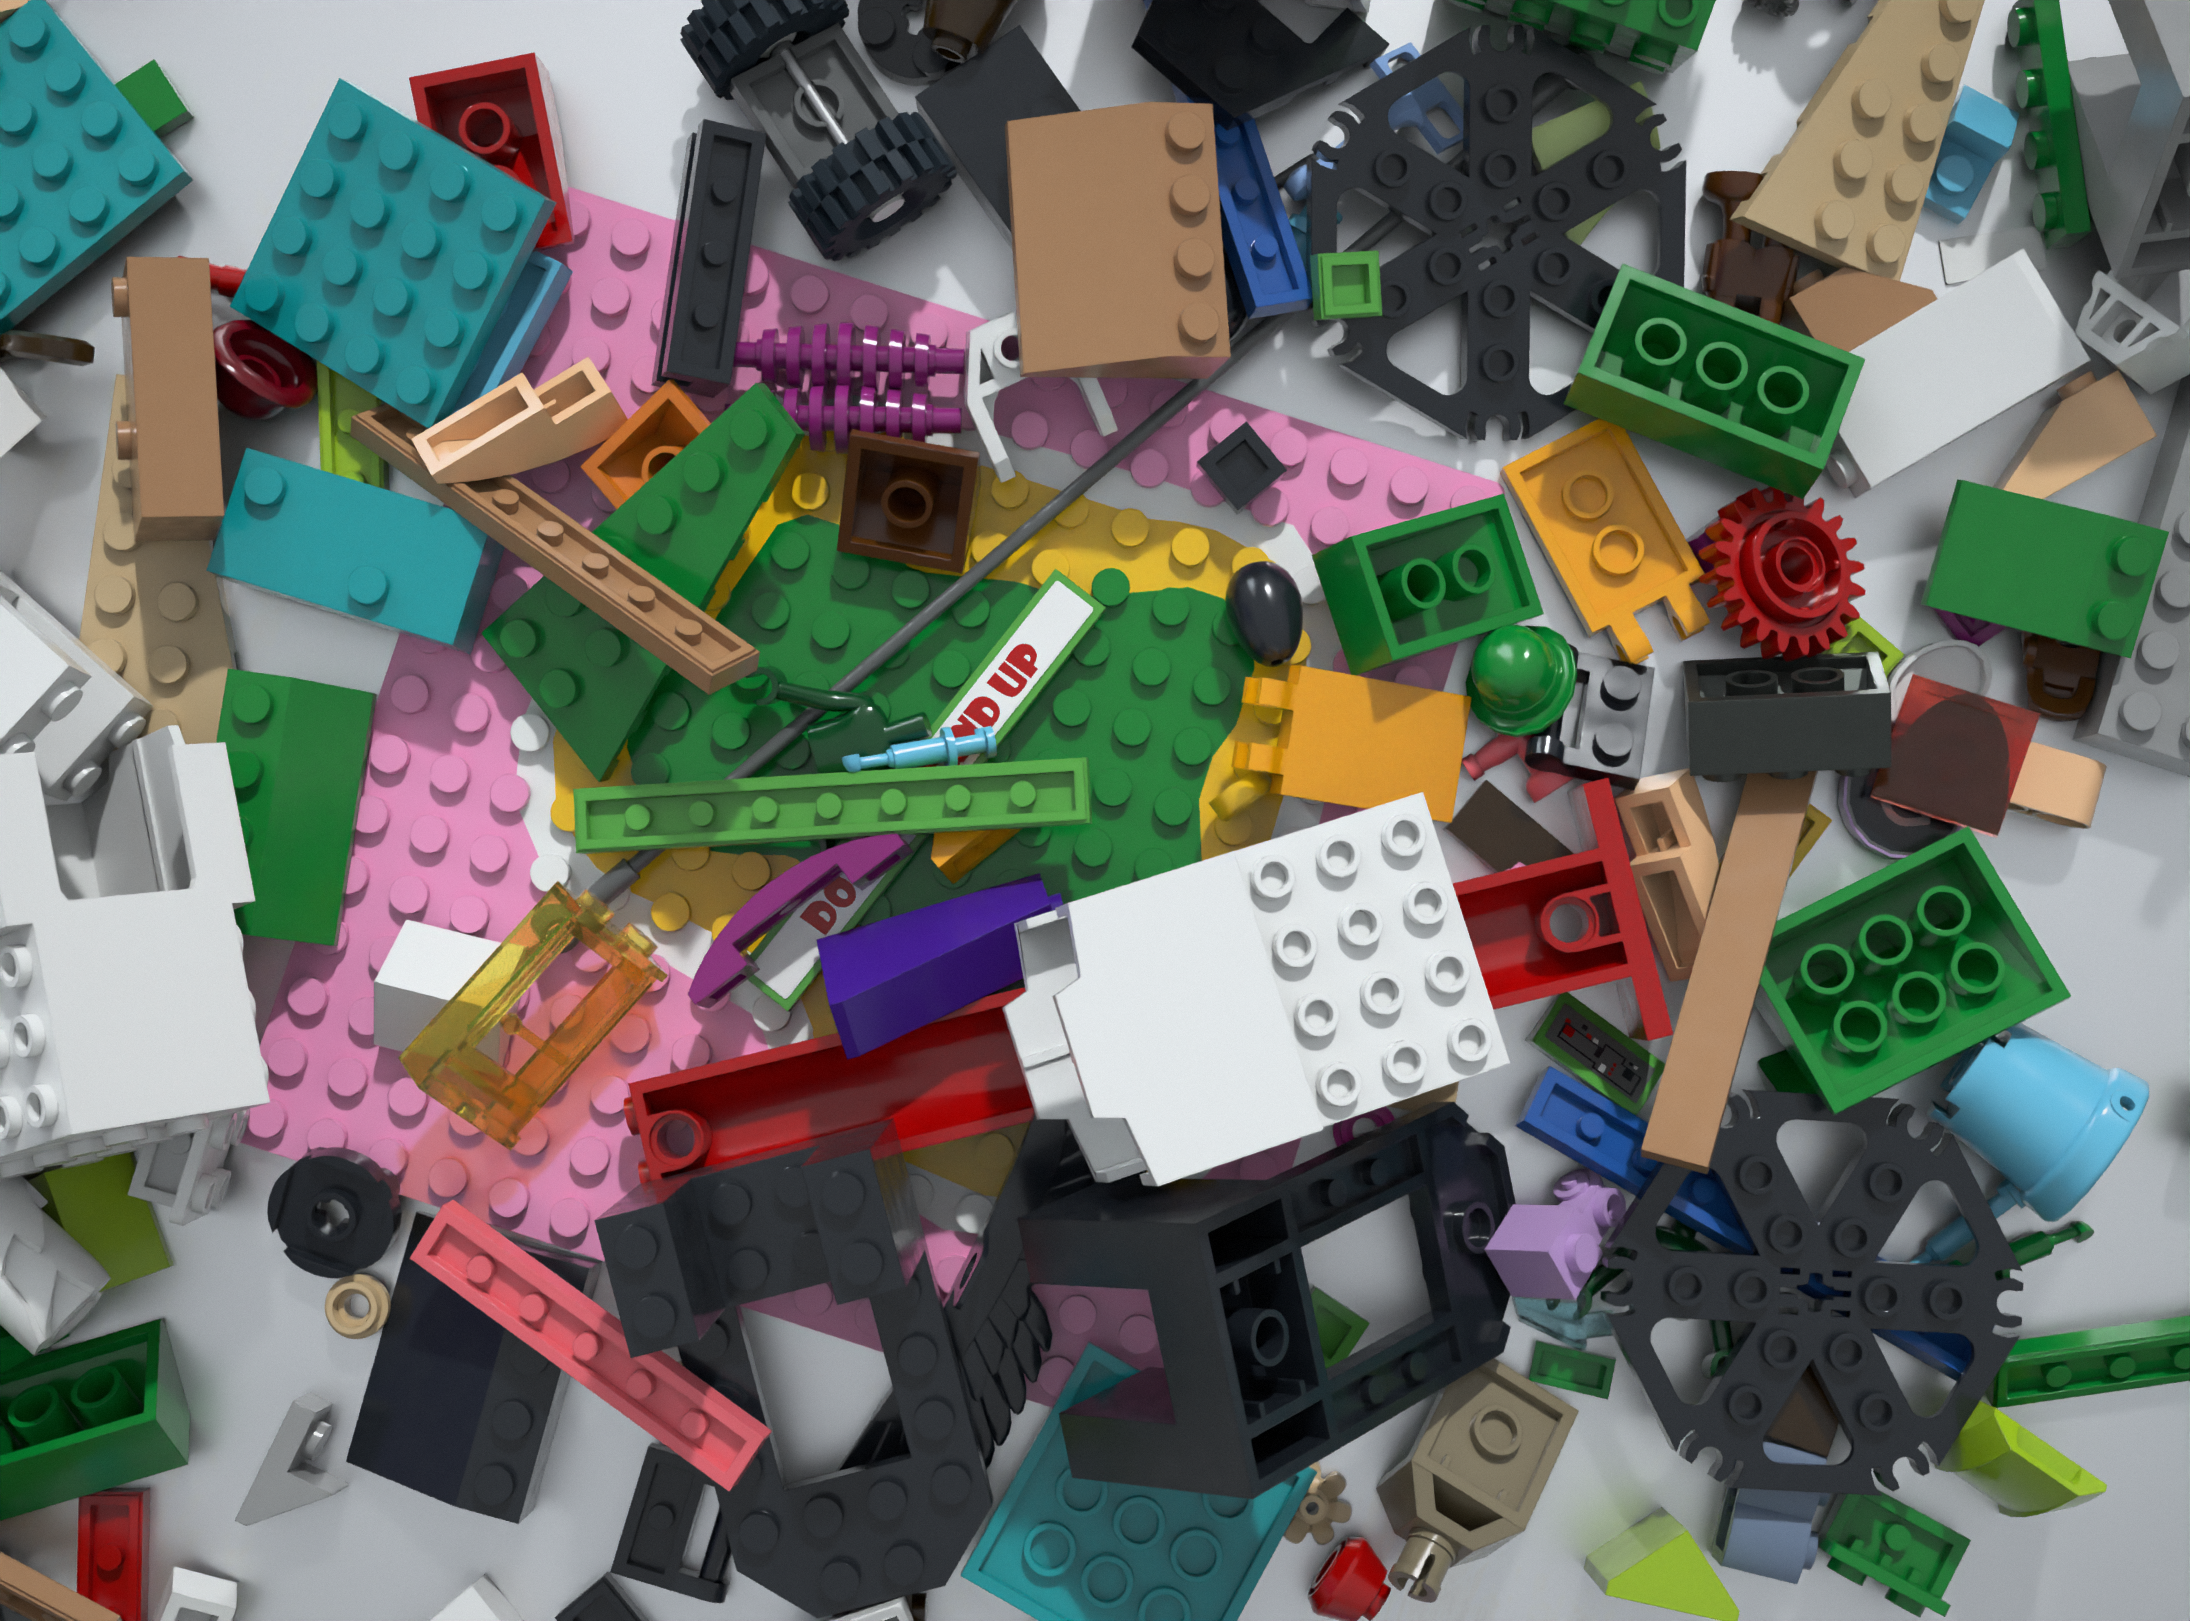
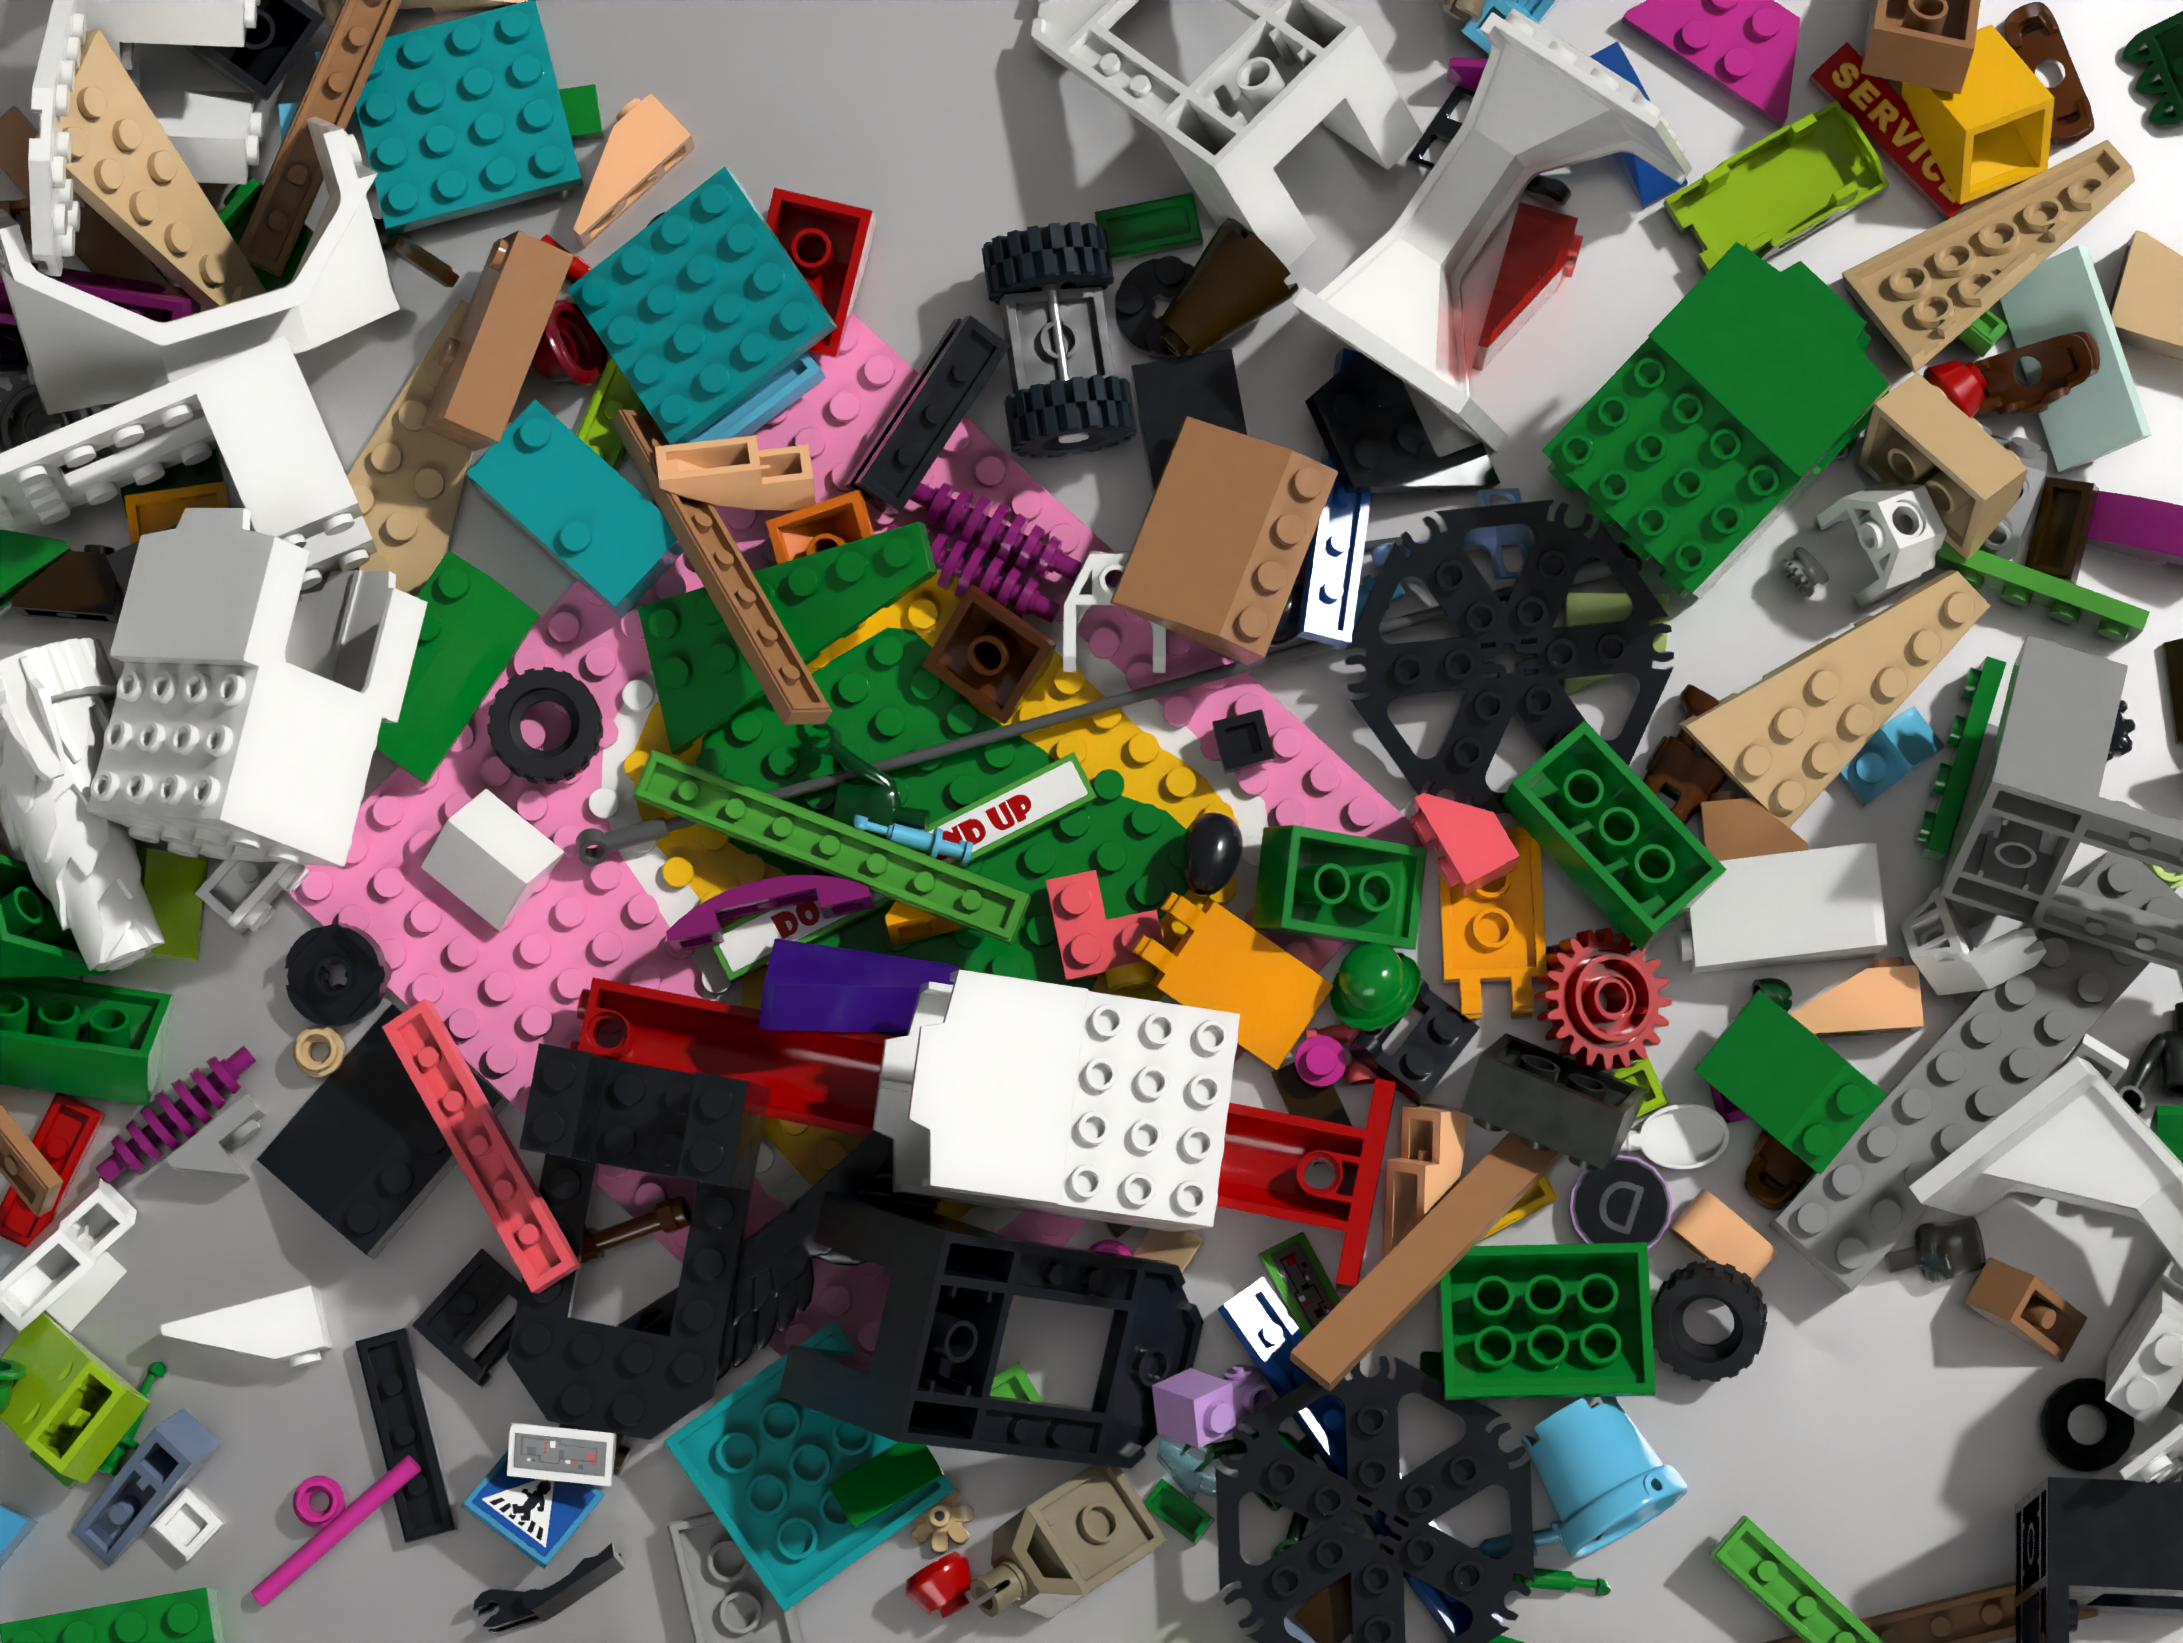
camera: 25 degrees right, 5 degrees down
(227, 1456) = (175, 1114): none -> magenta piece
(238, 121) = (636, 156): none -> light nougat slope
(389, 812) = (537, 687): none -> black tyre
(477, 1087) = (483, 920): clear yellow door -> none
(776, 1375) = (669, 1216): none -> reddish brown bar
(1172, 774) = (1085, 937): none -> coral plate
(1225, 1528) = (885, 1481): none -> green slope
(1346, 285) = (1377, 644): bright green tile -> none
(1498, 790) = (1320, 1061): none -> dark pink plate
(1546, 463) = (1467, 839): none -> coral slope
(1955, 755) = (1665, 1190): clear red tile -> none
(1962, 469) = (1776, 990): none -> dark green hinge
(1973, 254) = (1893, 844): white sticker -> none
(2100, 918) = (1700, 1359): none -> black tyre

